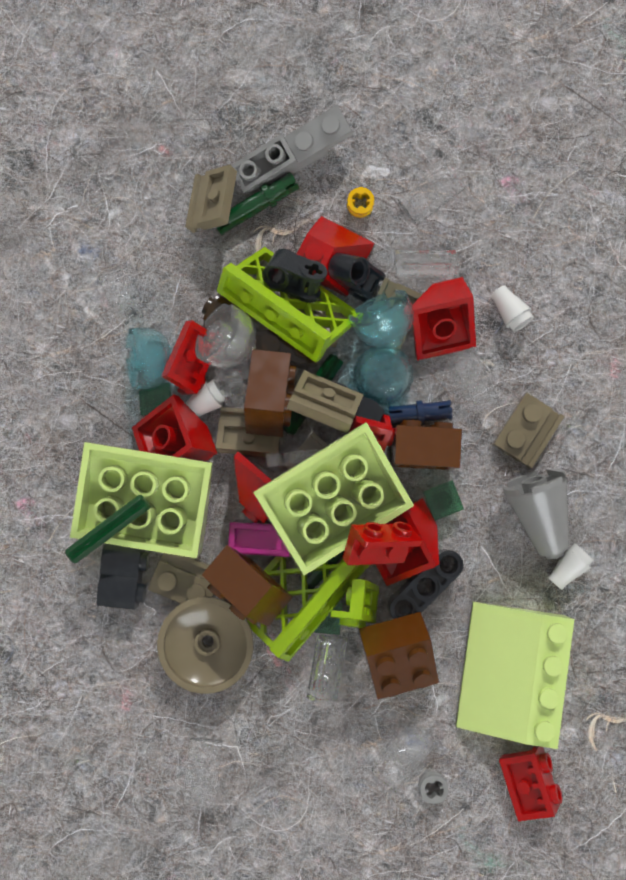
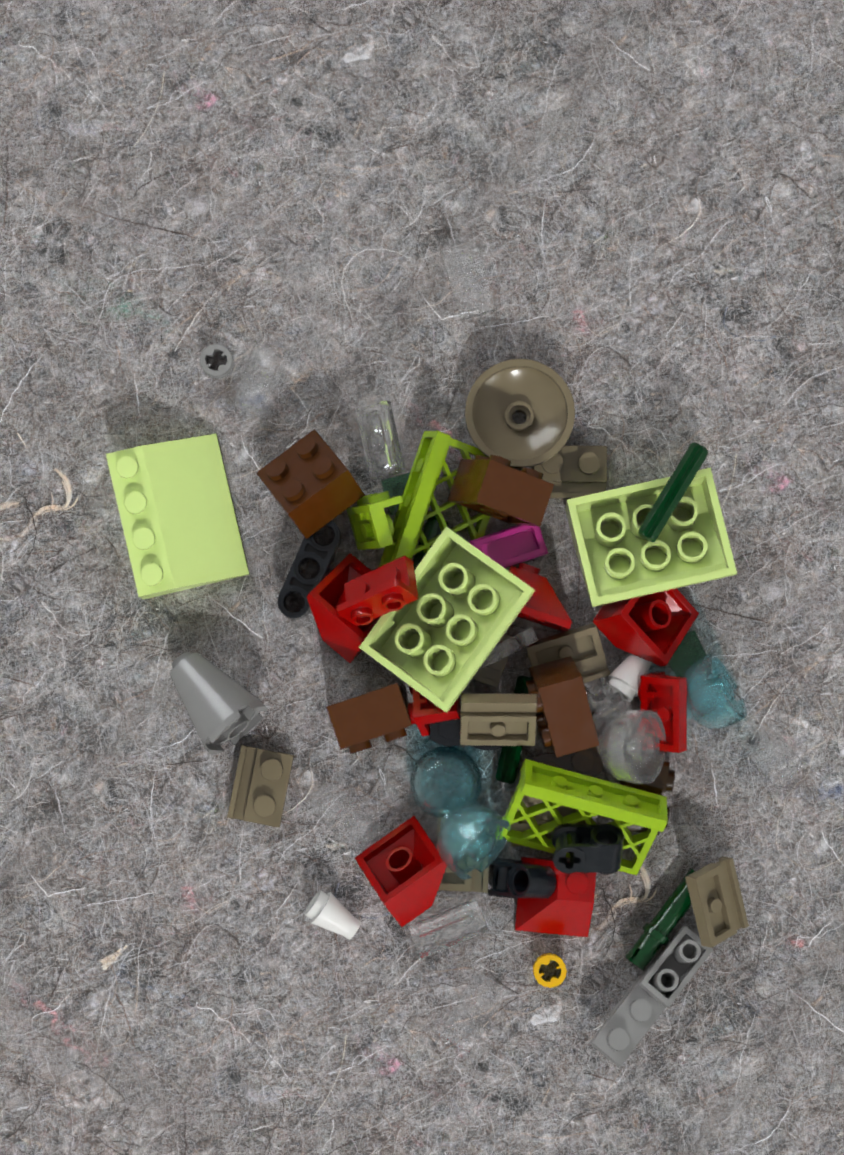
camera: 160 degrees right, 0 degrees up
(121, 577) = (639, 448): black brick -> none
(421, 412) = (388, 757): dark blue pin -> none
(443, 500) = (325, 670): clear green plate -> none
(531, 784) = (114, 407): red bracket -> none
(570, 566) = (158, 655): white cone -> none

